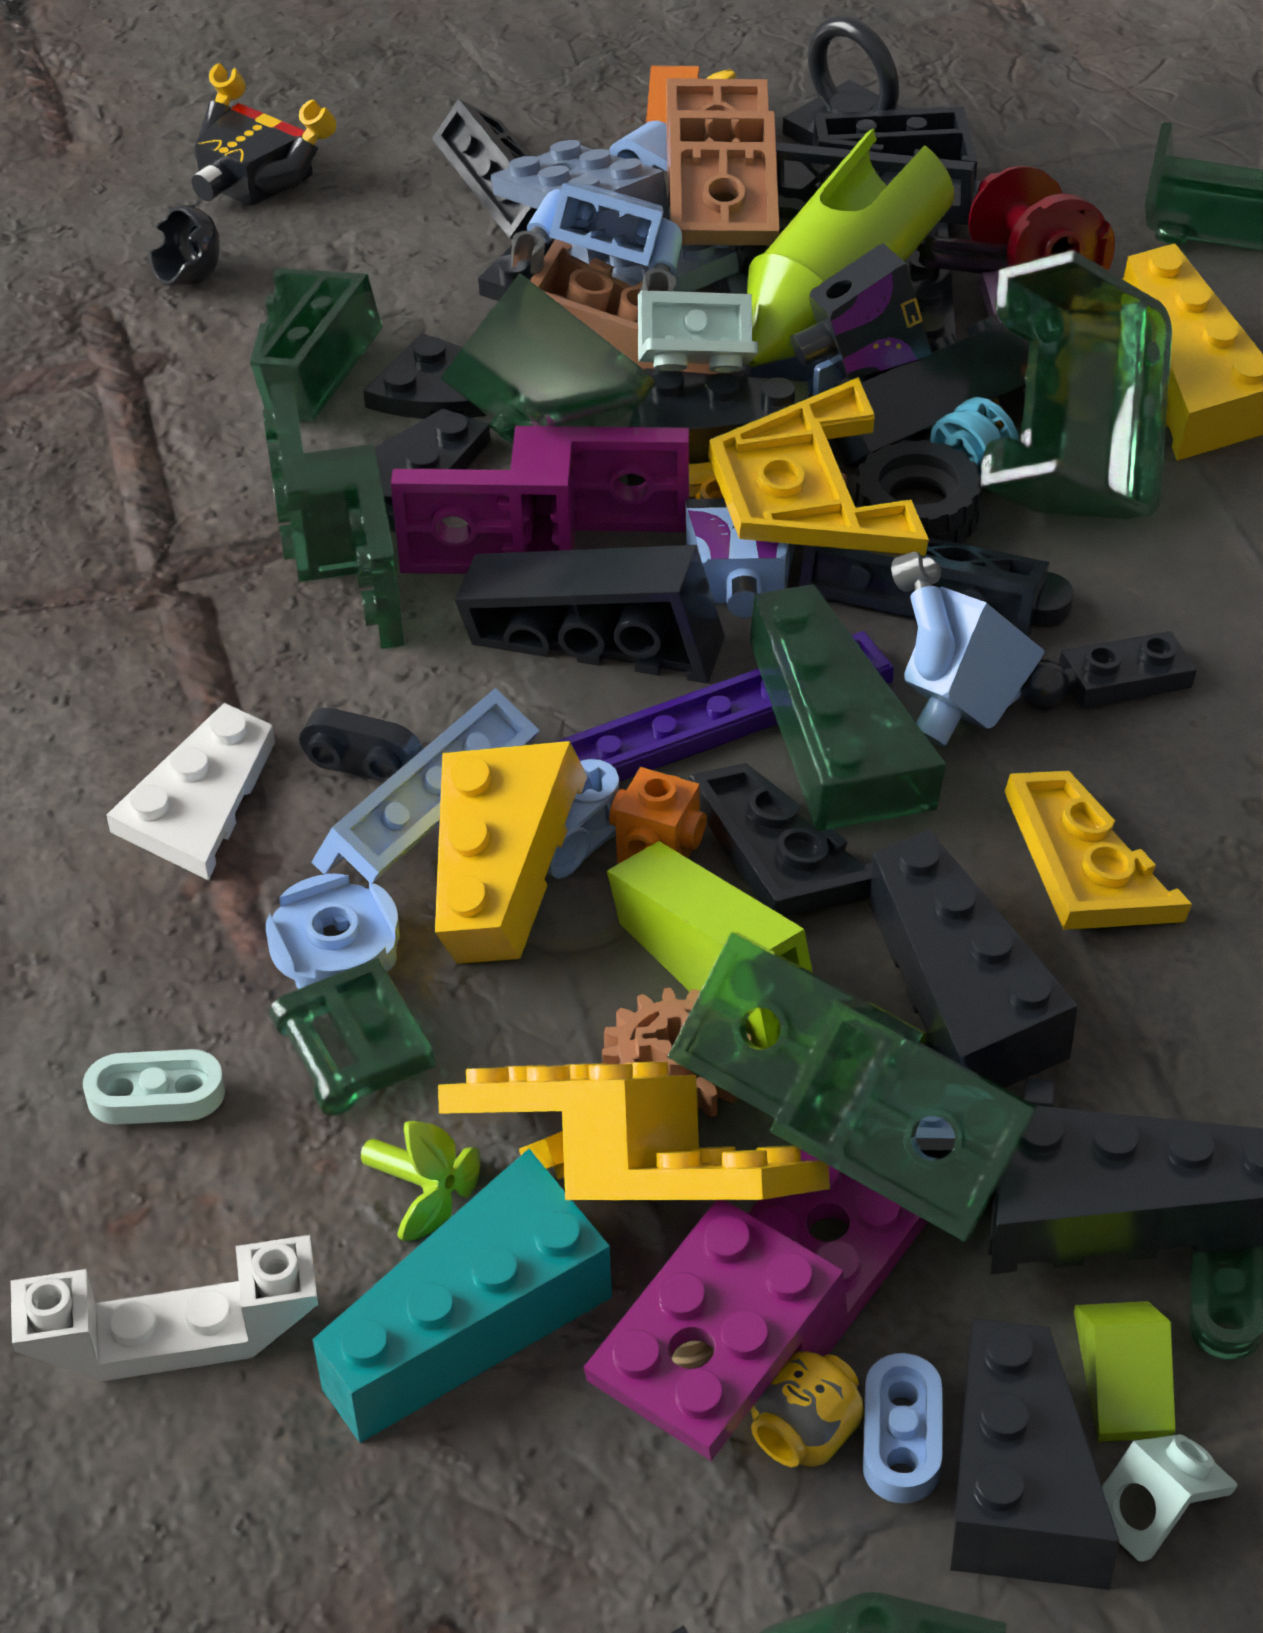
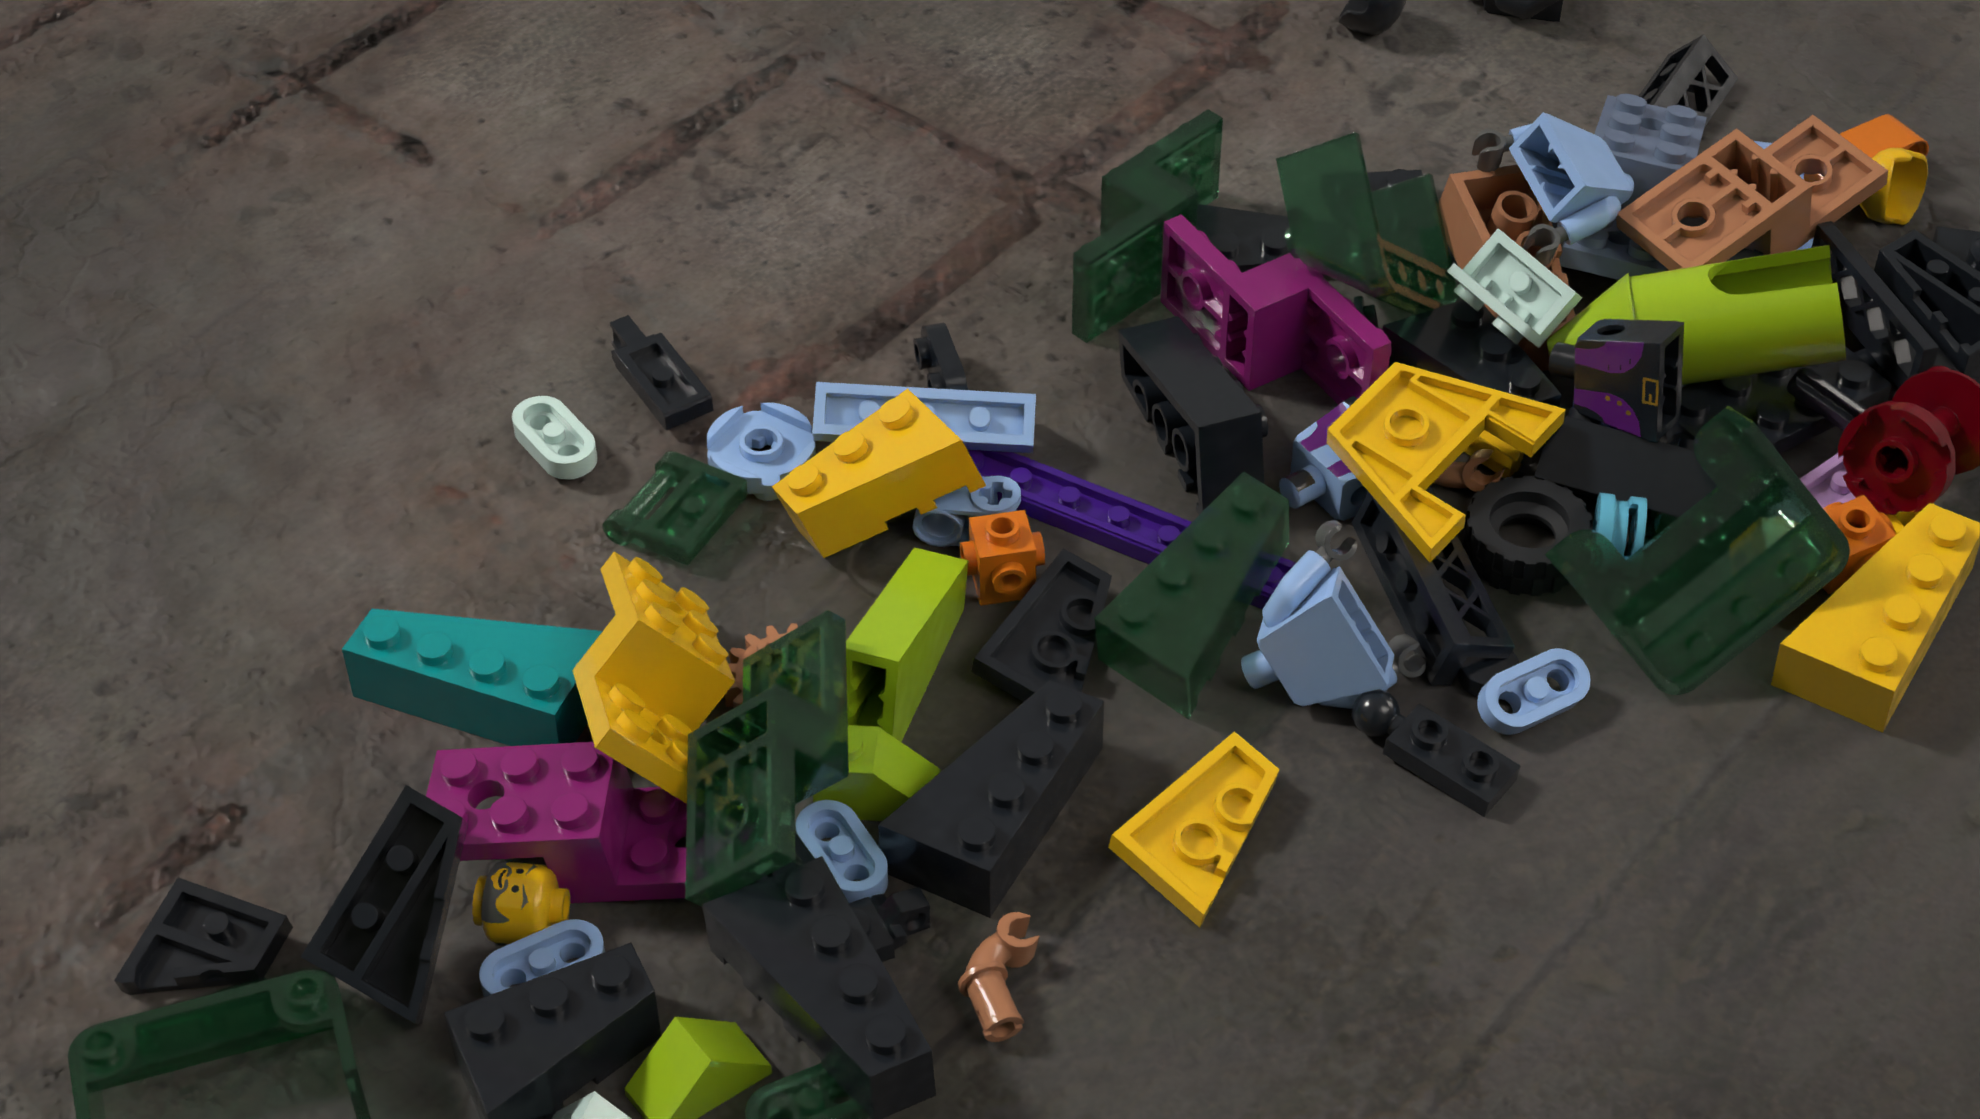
camera: 55 degrees right, 0 degrees up
(142, 961) = (658, 375): none -> black hinge
(166, 1331) = (358, 545): white slope -> none
(195, 791) = (832, 314): white wing -> none
(313, 335) = (1346, 101): clear green wedge -> none
(432, 1166) = (574, 590): lime plant -> none
(793, 1491) = (395, 907): none -> black wedge
(1099, 581) = (1529, 693): none -> light blue plate
(1160, 1087) = (987, 975): none -> nougat piece

